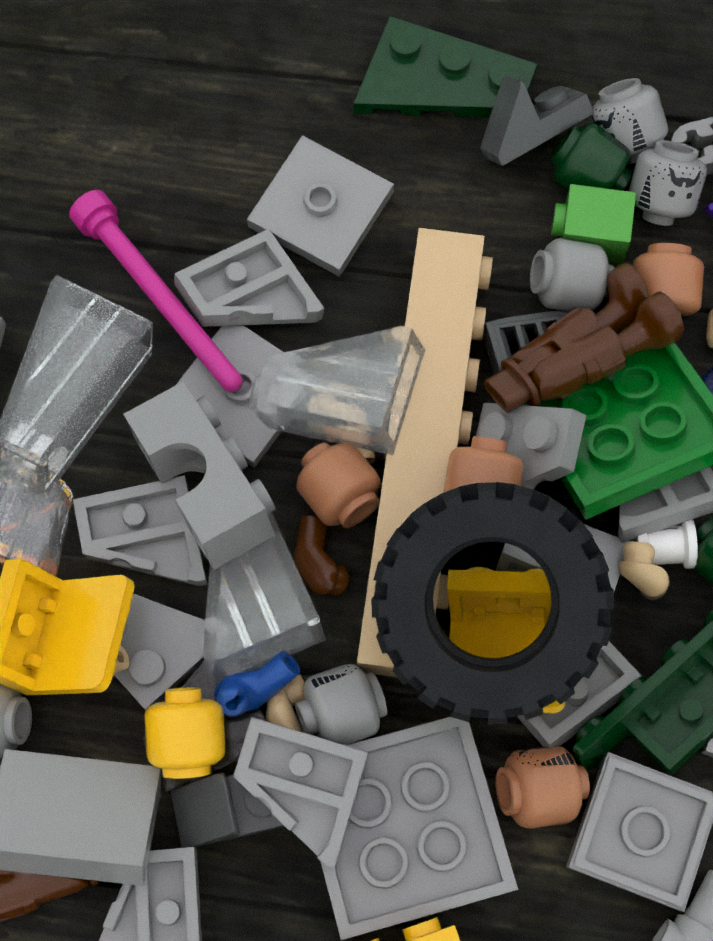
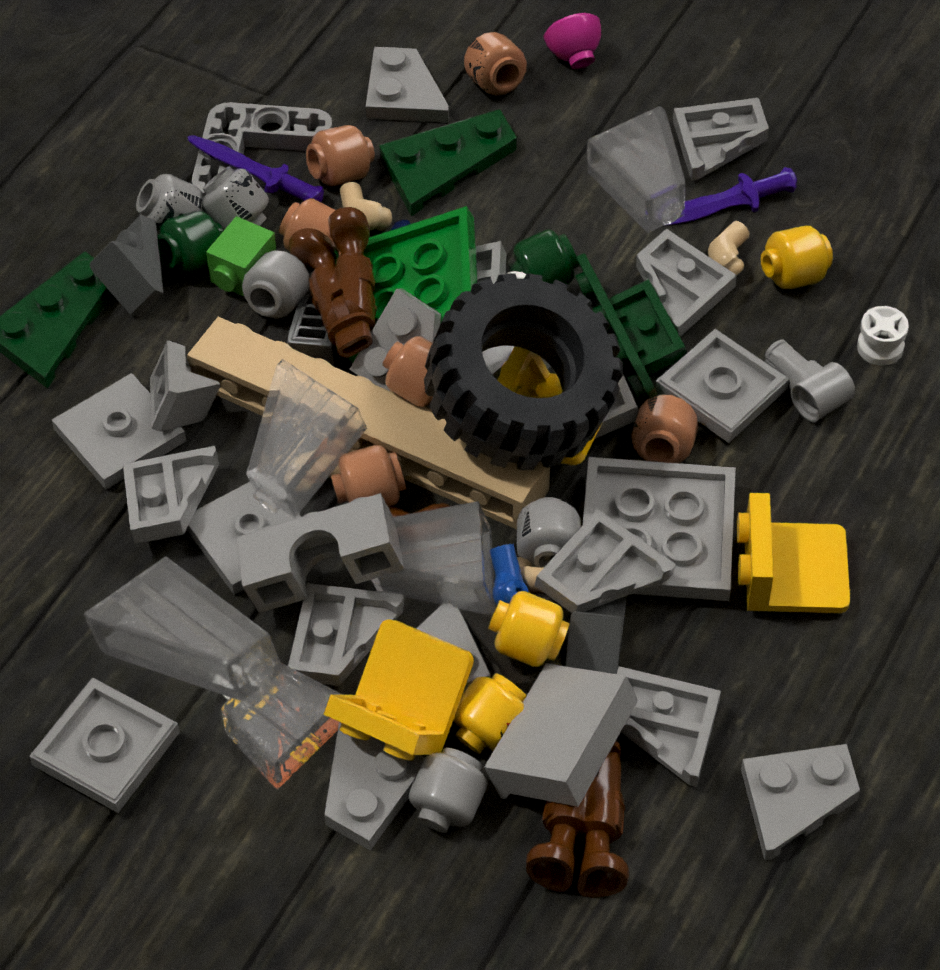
camera: 70 degrees left, 20 degrees down
(90, 727) = (487, 711): none -> yellow head
(97, 217) = (41, 583): dark pink piece -> none
(370, 242) = (176, 393): none -> light grey slope

